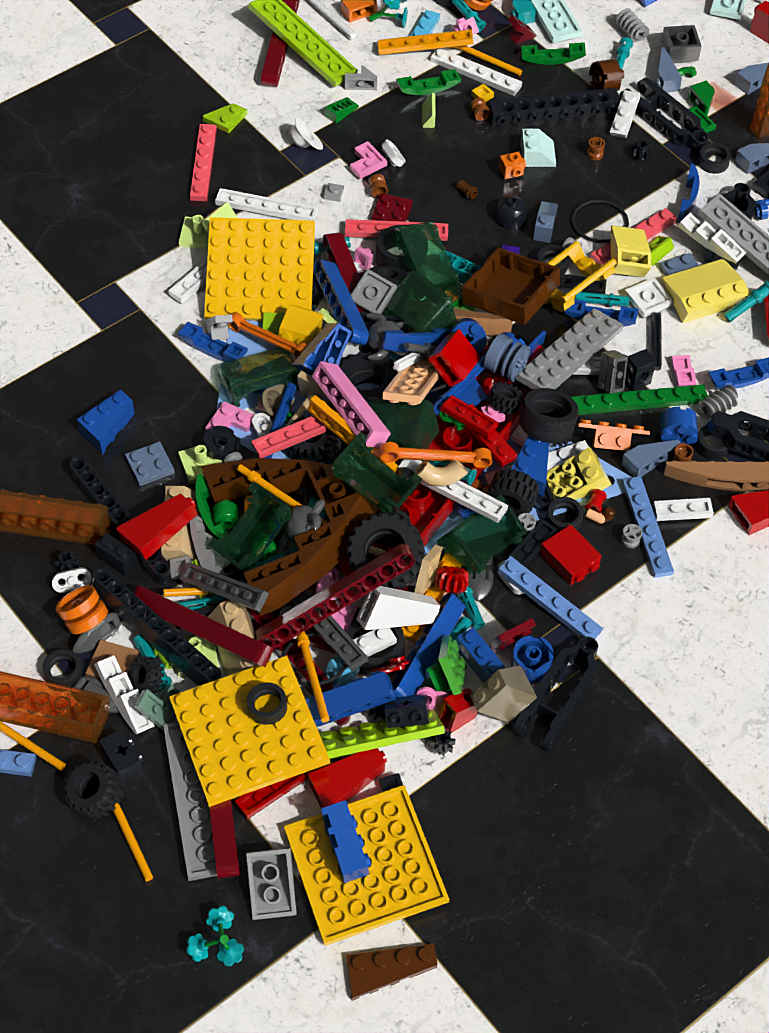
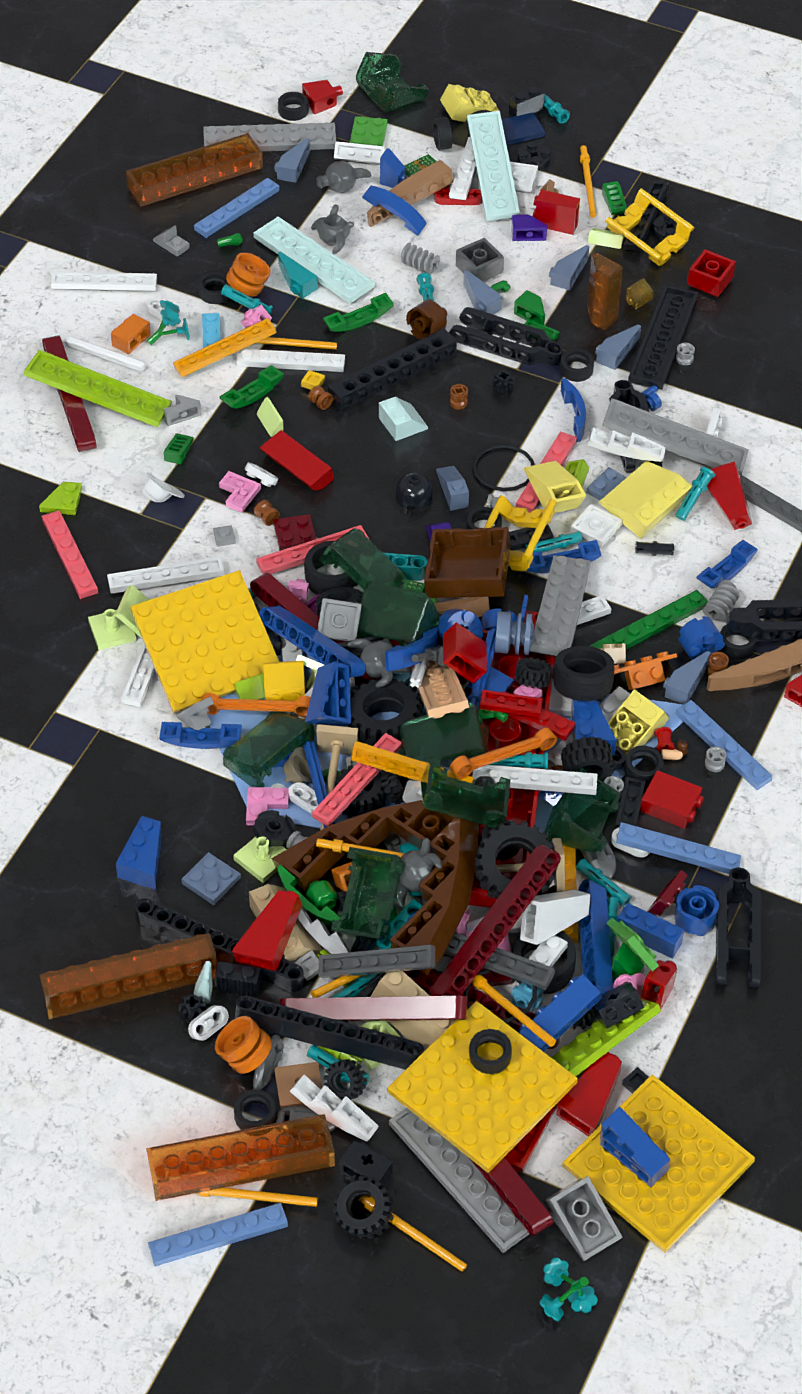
camera: 25 degrees left, 5 degrees down
(86, 546) = (204, 983): none -> light aqua slope
(157, 709) = (376, 1105): sand green plate -> none
(350, 403) = (392, 735): bright pink brick -> none
(387, 967) = (729, 1248): reddish brown wing -> none
(396, 664) = (579, 966): red plate -> none
(428, 154) = (298, 461): none -> red brick
(441, 475) = (522, 770): tan cylinder -> none
(442, 748) = (661, 1023): black gear -> none
(452, 579) = (582, 866): red gear -> none
(470, 191) = (355, 483): reddish brown pin -> none
(504, 694) = (697, 951): dark tan slope -> none
(512, 165) = (388, 443): orange brick -> none
(520, 30) = (311, 303): dark red slope -> none
(591, 409) = (616, 651): none -> tan brick
(612, 371) = (609, 609): dark grey brick -> none
(625, 114) = (467, 351): white plate -> none
(639, 369) = (632, 598): black brick -> none
(656, 339) = (627, 565): black axle -> none
(683, 371) = (669, 585): bright pink slope -> none
(683, 509) = (747, 715): white plate -> none
(688, 335) = (654, 548): none -> black pin
(740, 31) = (527, 228): none -> dark purple slope

